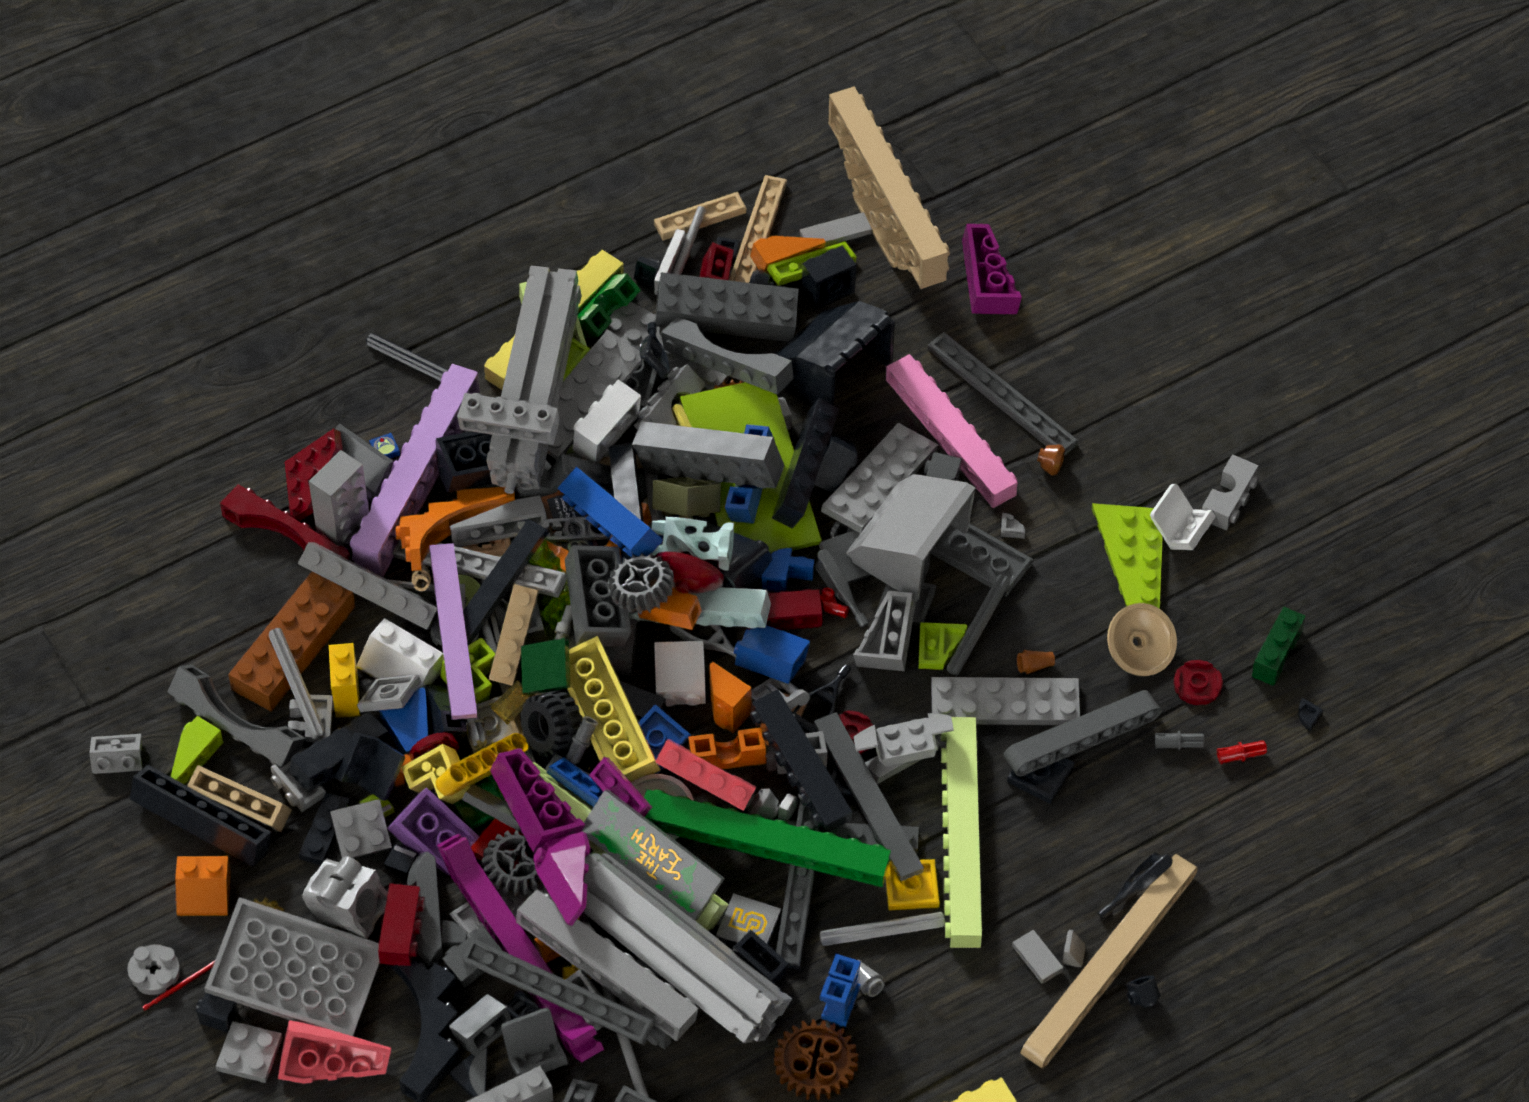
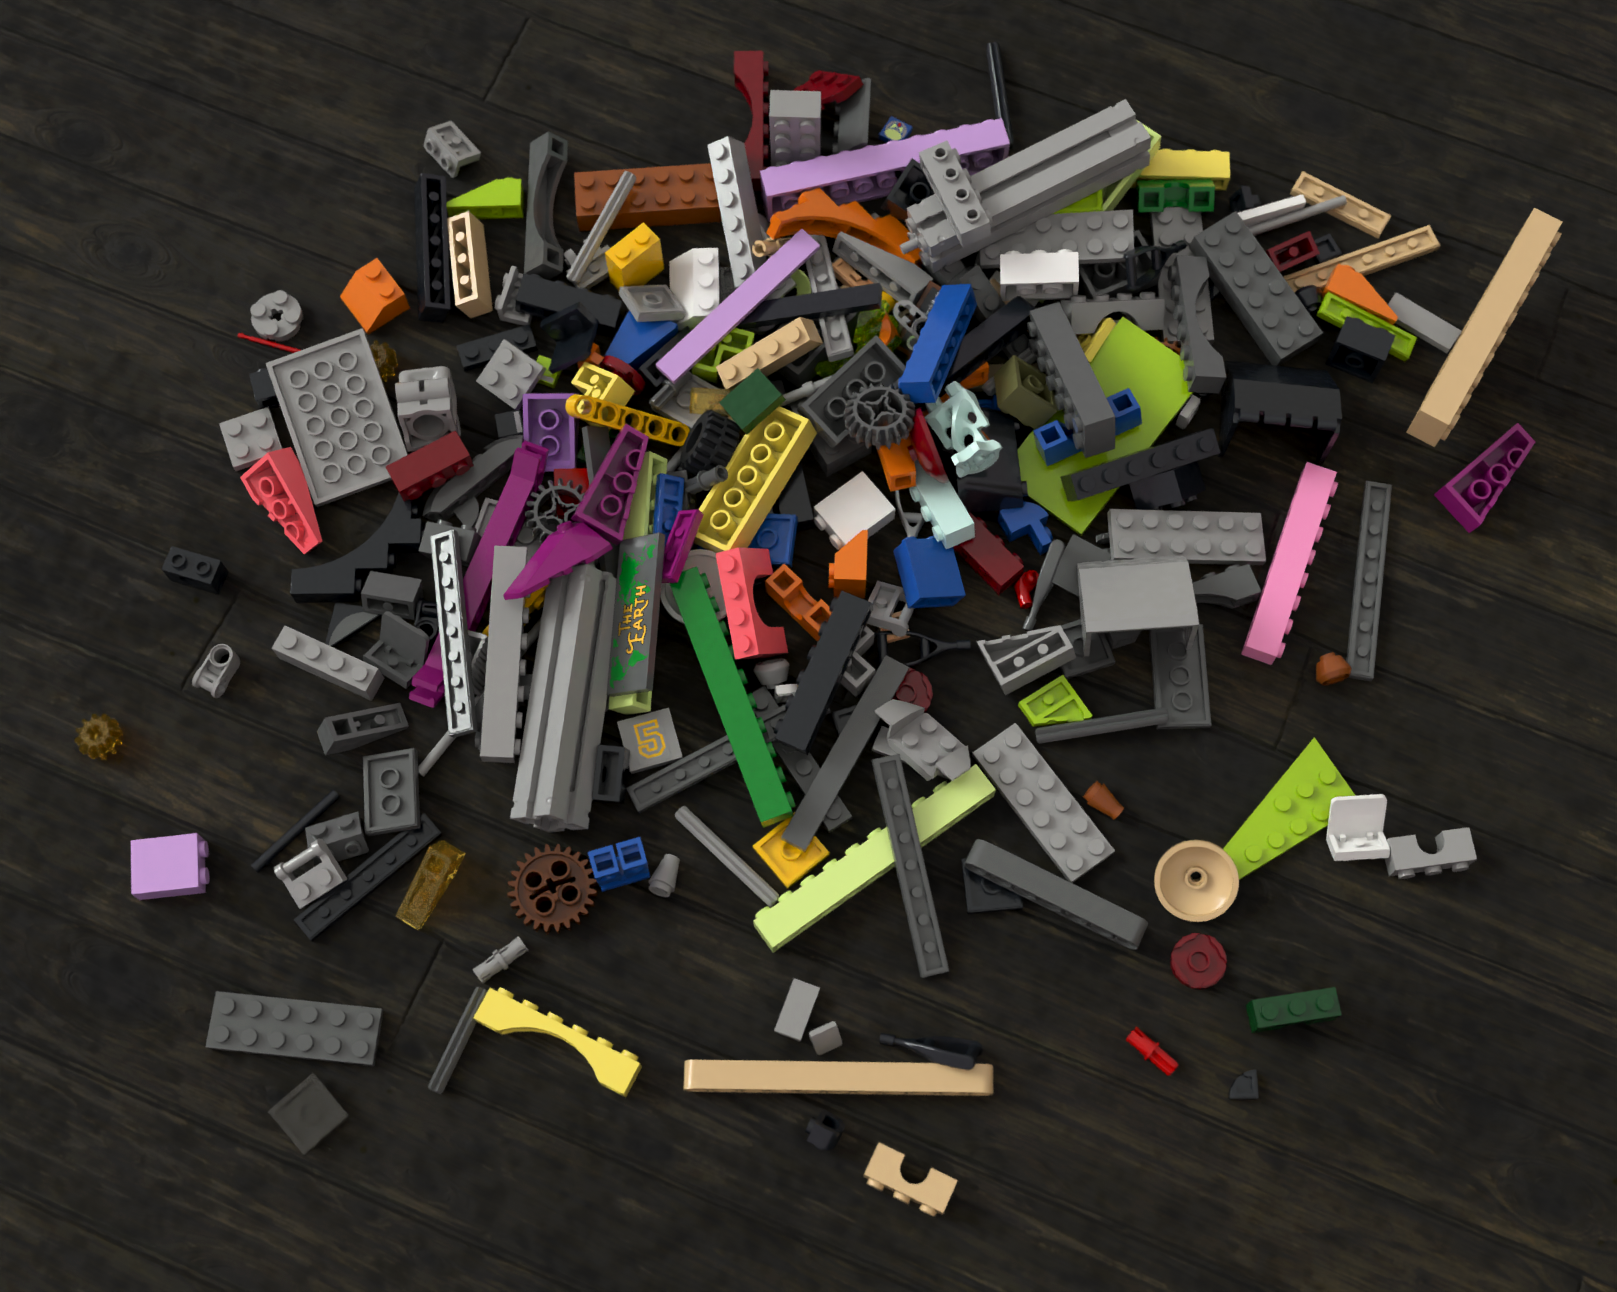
camera: 55 degrees right, 15 degrees up
(989, 807) = (910, 865): none -> dark grey tile
(1011, 527) = (1232, 683): light grey tile -> none
(1178, 740) = (1119, 985): dark grey axle -> none
(1204, 972) = (930, 1194): none -> tan arch

